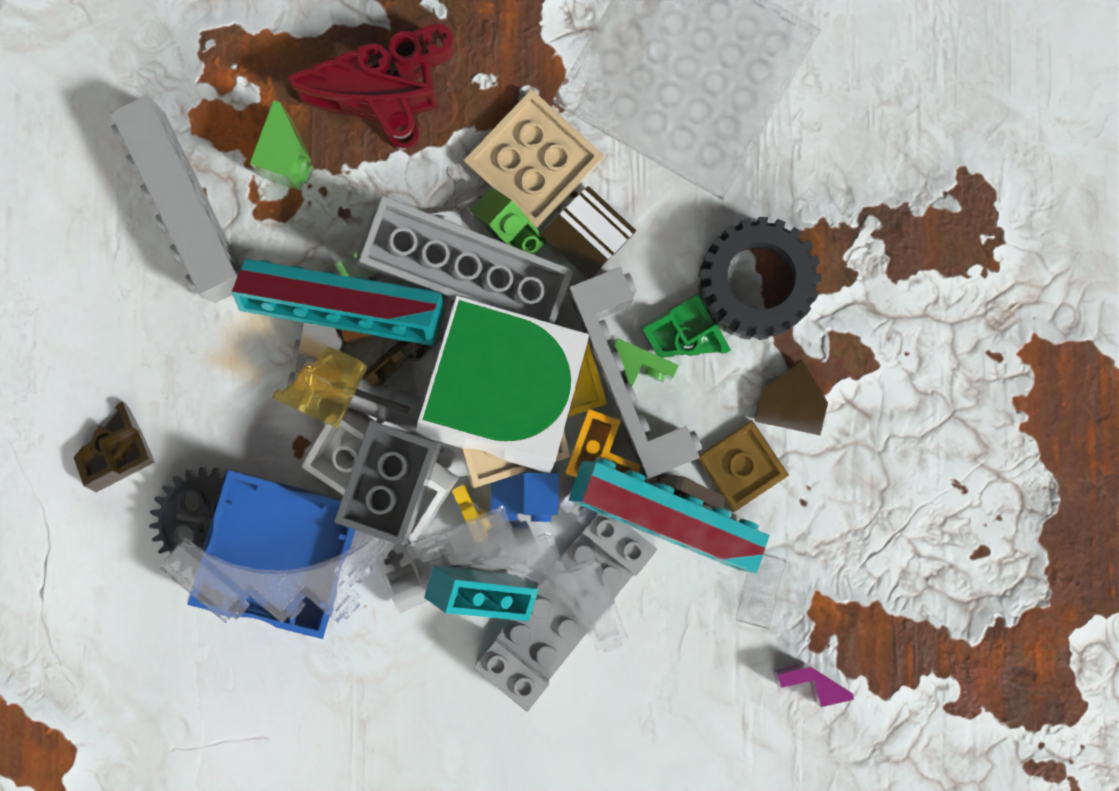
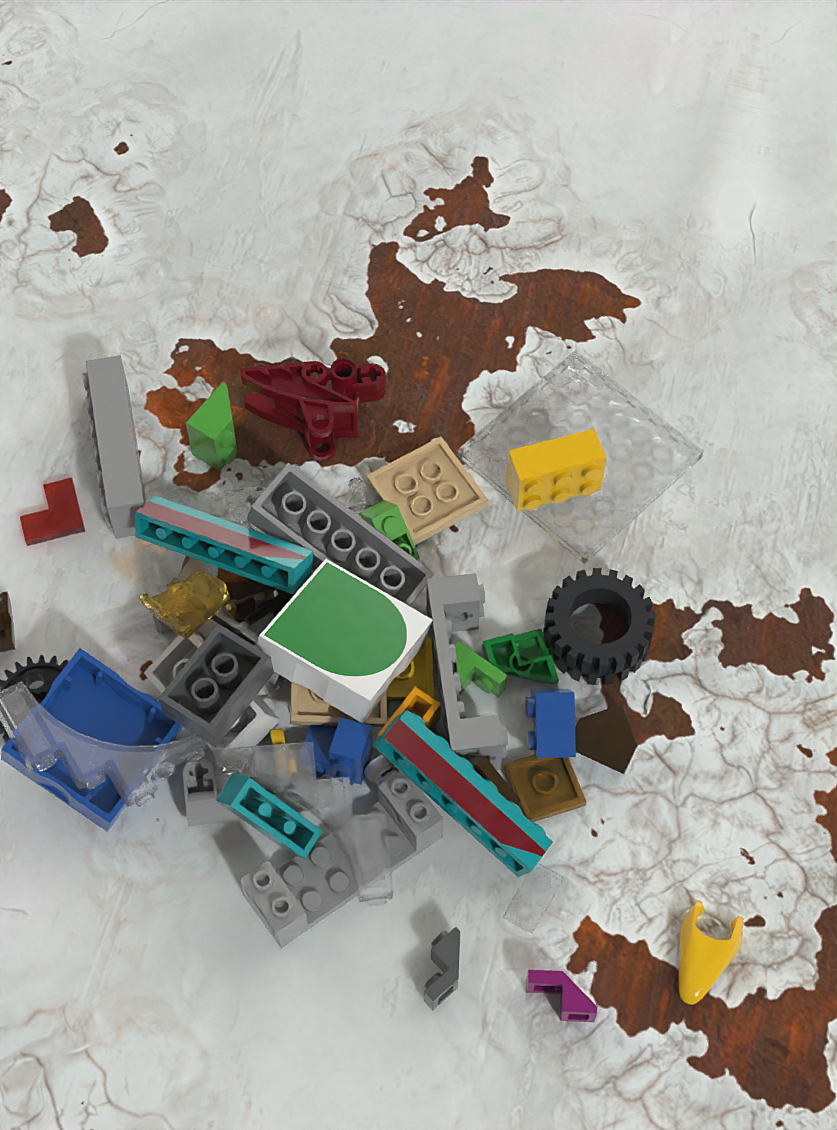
camera: 15 degrees right, 25 degrees down
(148, 295) = (59, 520): none -> clear red tile
(589, 232) = (458, 553): slope -> none
(673, 111) = (555, 470): none -> yellow brick
(694, 674) = (445, 955): none -> dark grey slope
(739, 401) = (553, 722): none -> blue brick
(937, 608) = (702, 957): none -> yellow animal

